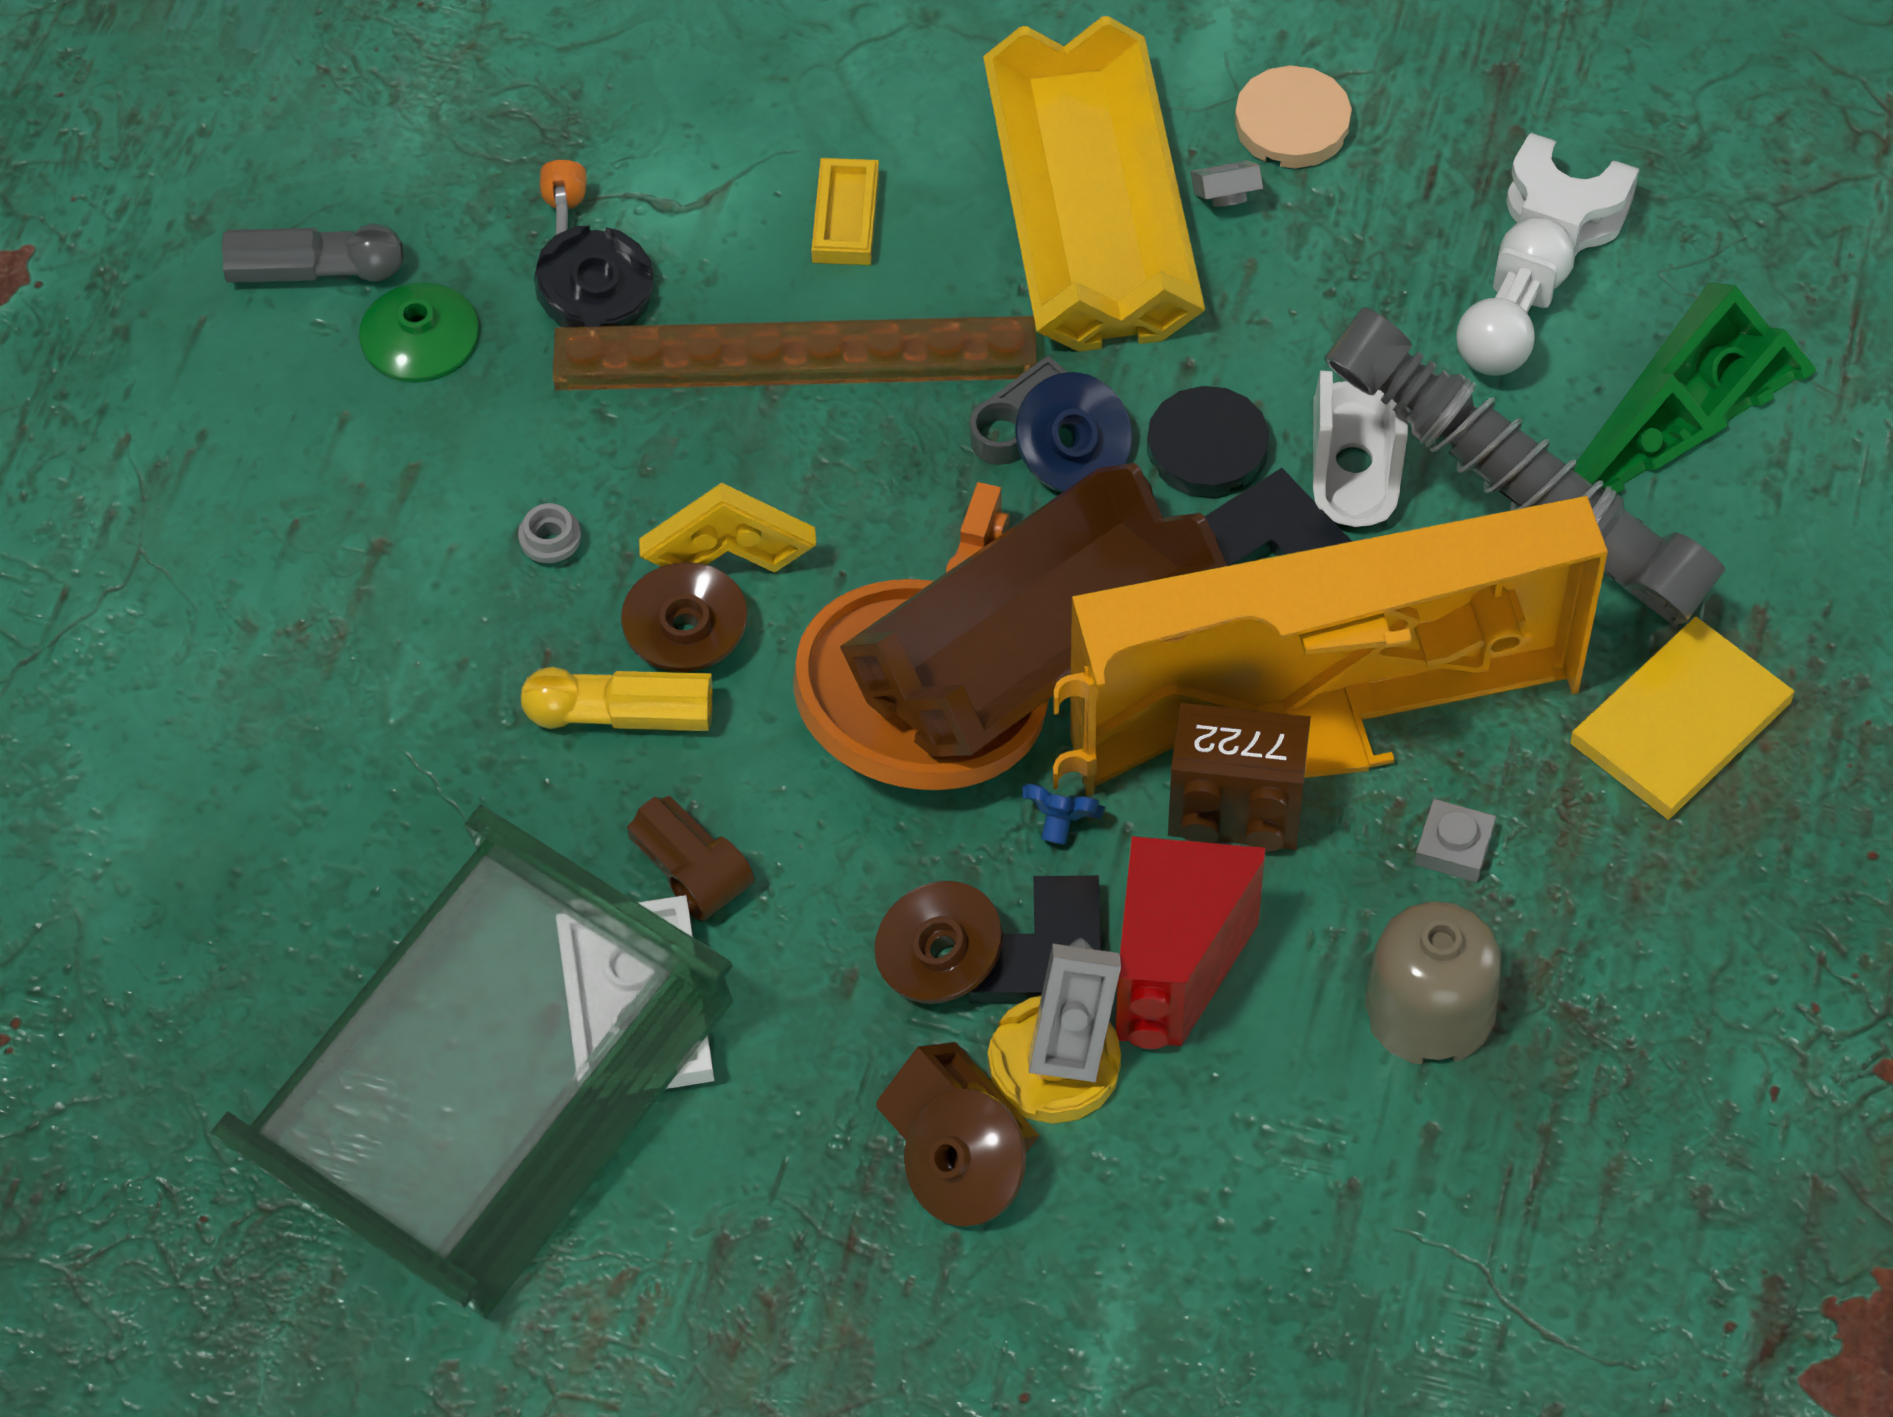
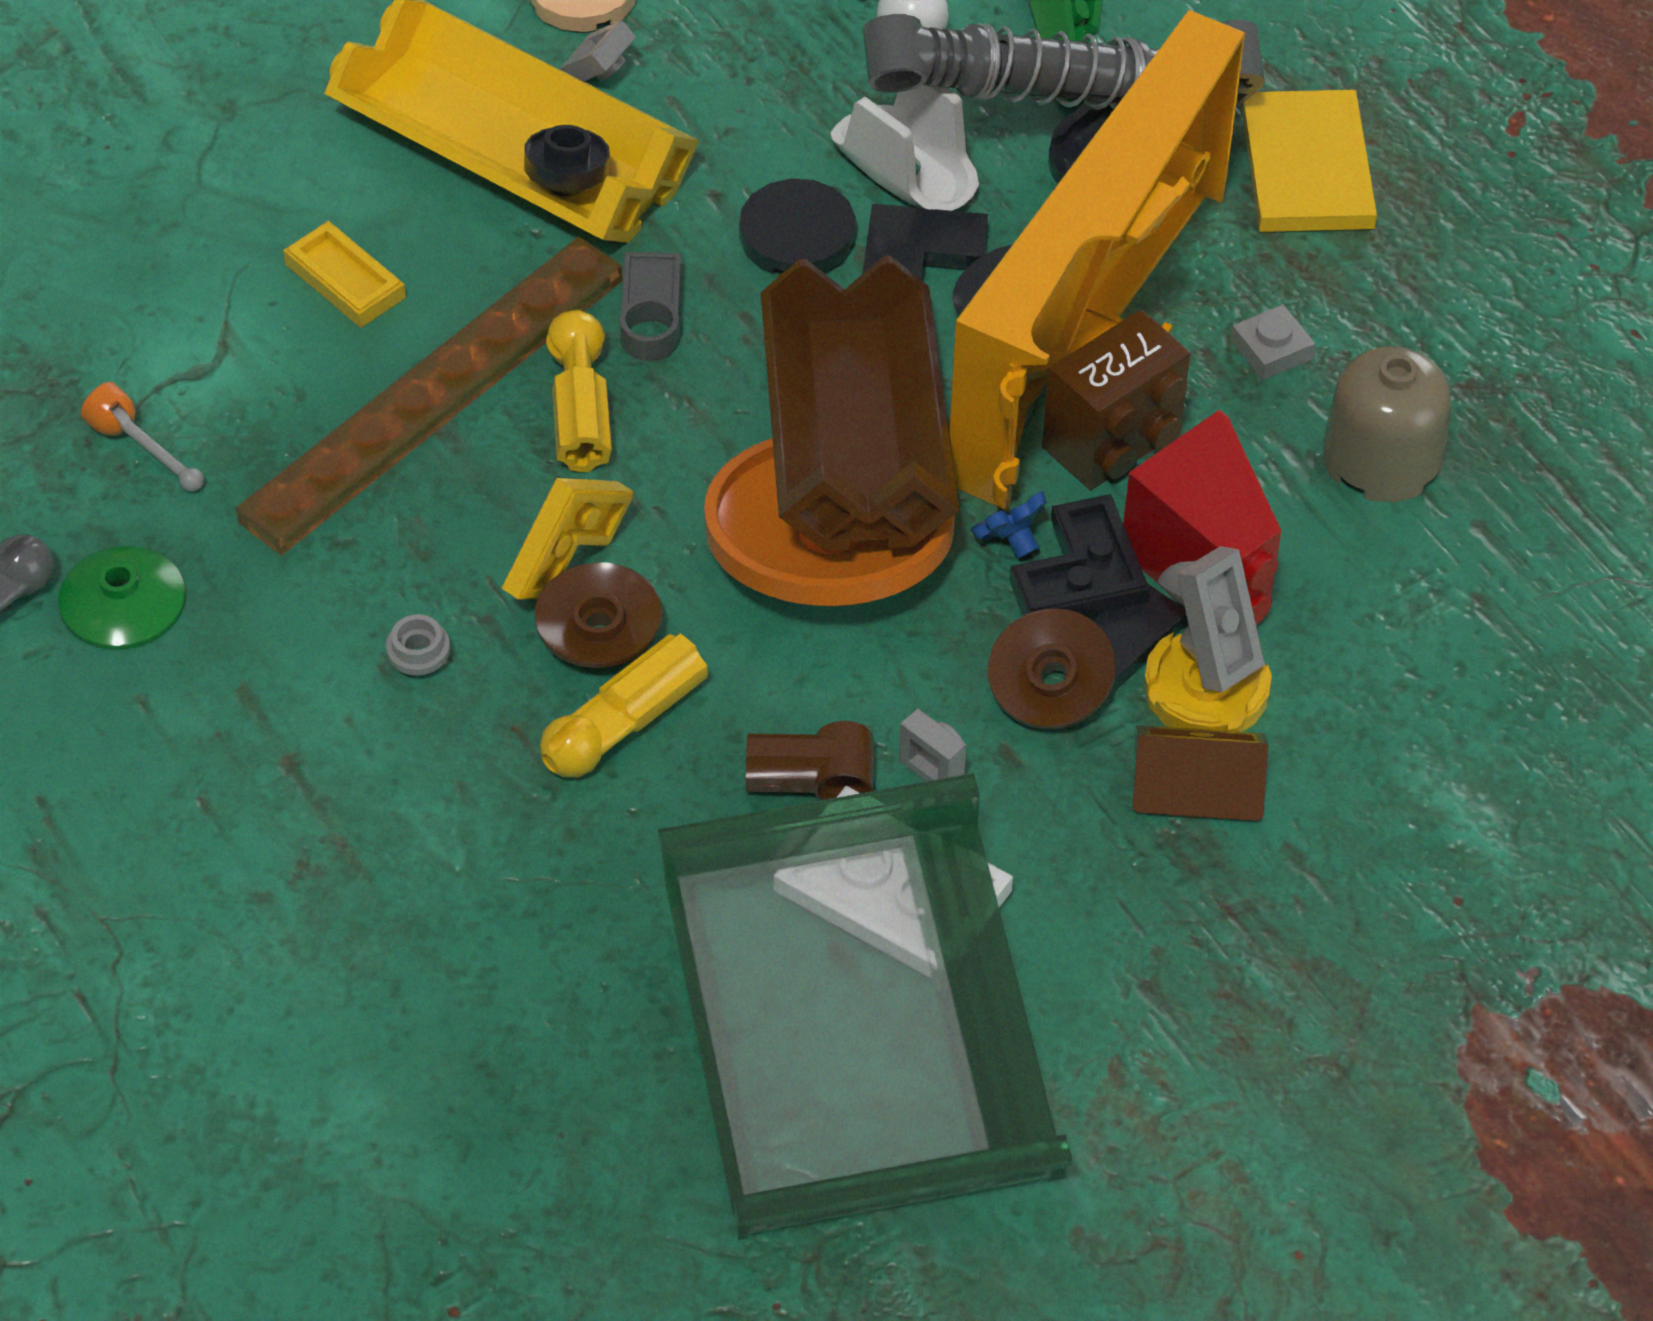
camera: 50 degrees left, 5 degrees down
(593, 278) = (219, 454): black tile -> none
(782, 927) = (931, 748): none -> light grey plate
(882, 437) = (579, 392): none -> yellow piece
(982, 522) = (730, 399): orange plate -> none
(988, 1153) = (1241, 746): reddish brown dish -> none
(1062, 899) = (1096, 568): none -> black tile
(1085, 245) = (566, 159): none -> black plate
(1092, 416) = (711, 285): dark blue dish -> none

